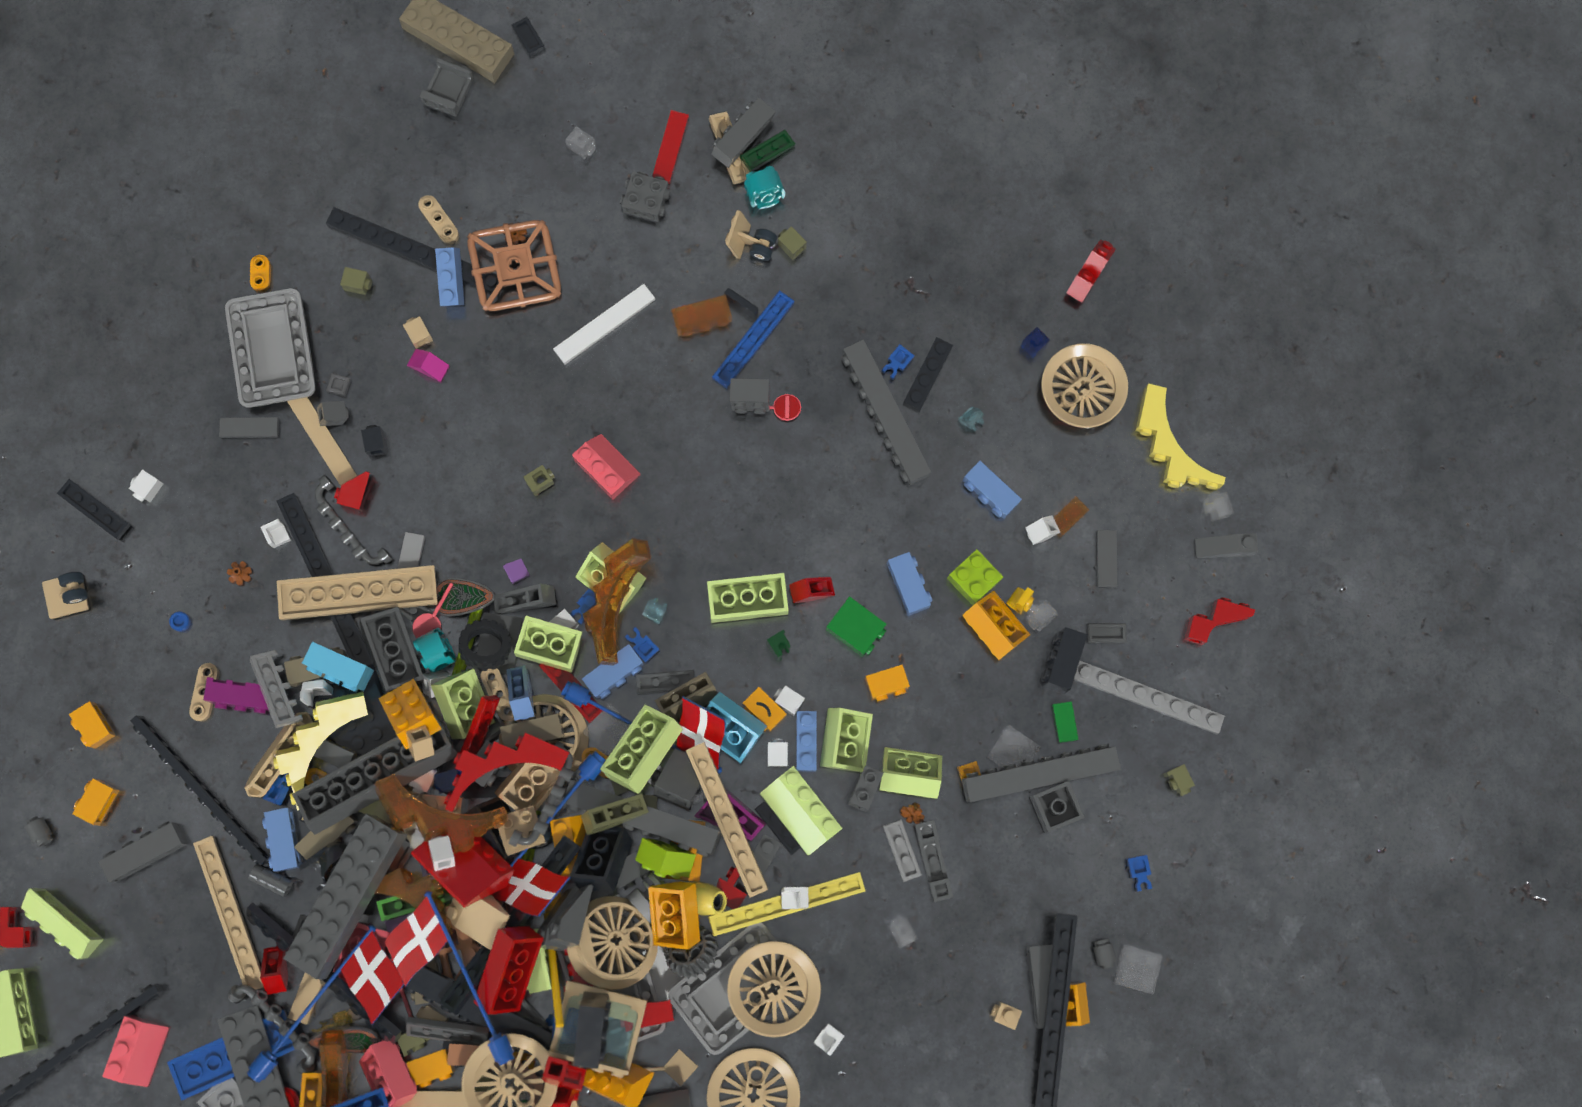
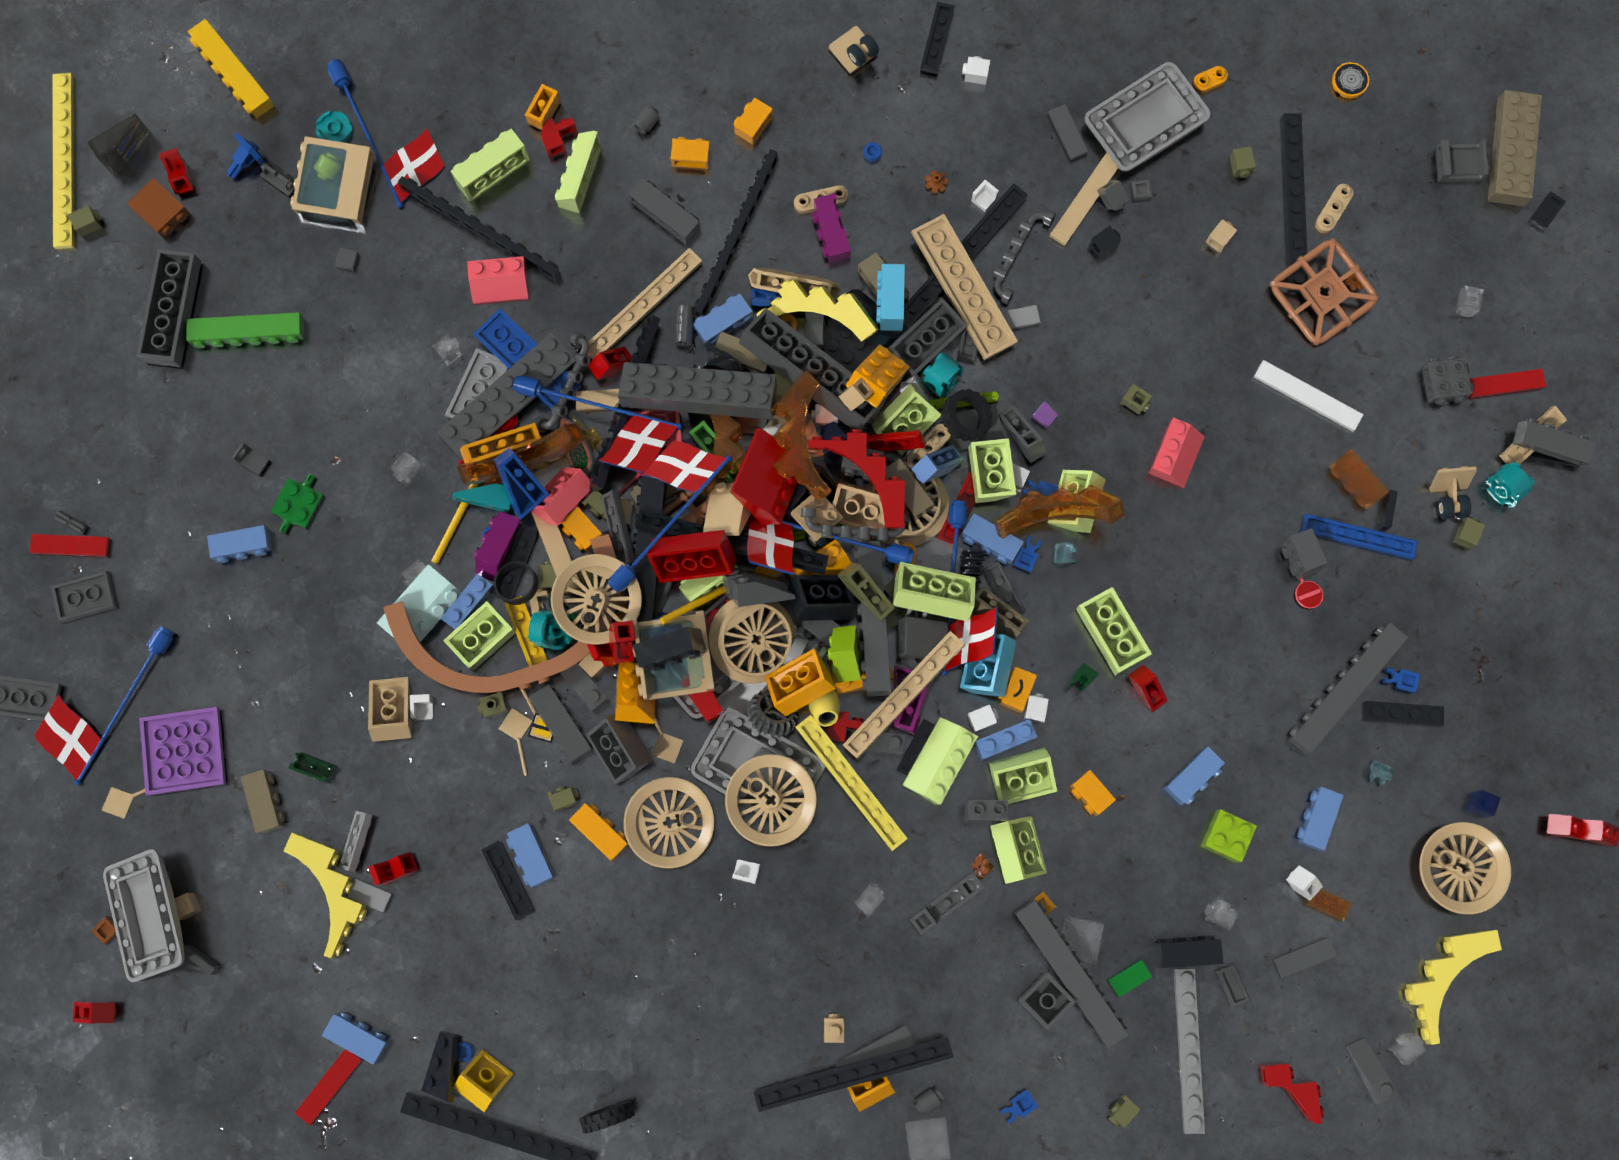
camera: 75 degrees right, 0 degrees up
(274, 689) = (848, 254): light grey hinge -> none
(314, 688) = (863, 287): white bracket -> none
(322, 148) = (1350, 80): none -> tile
(352, 491) = (1052, 243): red slope -> none
(427, 621) = (965, 358): coral piece -> none
(428, 364) = (1196, 258): dark pink slope -> none
(441, 853) = (768, 453): white brick -> none
(449, 276) = (1286, 239): medium blue brick -> none
(463, 597) = (1000, 378): shield -> none
(629, 701) = (971, 564): none -> black piece
(767, 150) = (1548, 473): dark green tile -> none
(794, 898) = (859, 786): white panel -> none
(856, 627) = (1131, 743): green brick -> none
(902, 850) = (943, 870): light grey tile -> none
(996, 625) = (1192, 874): light orange slope -> none
(1021, 600) = (1227, 889): yellow plate -> none

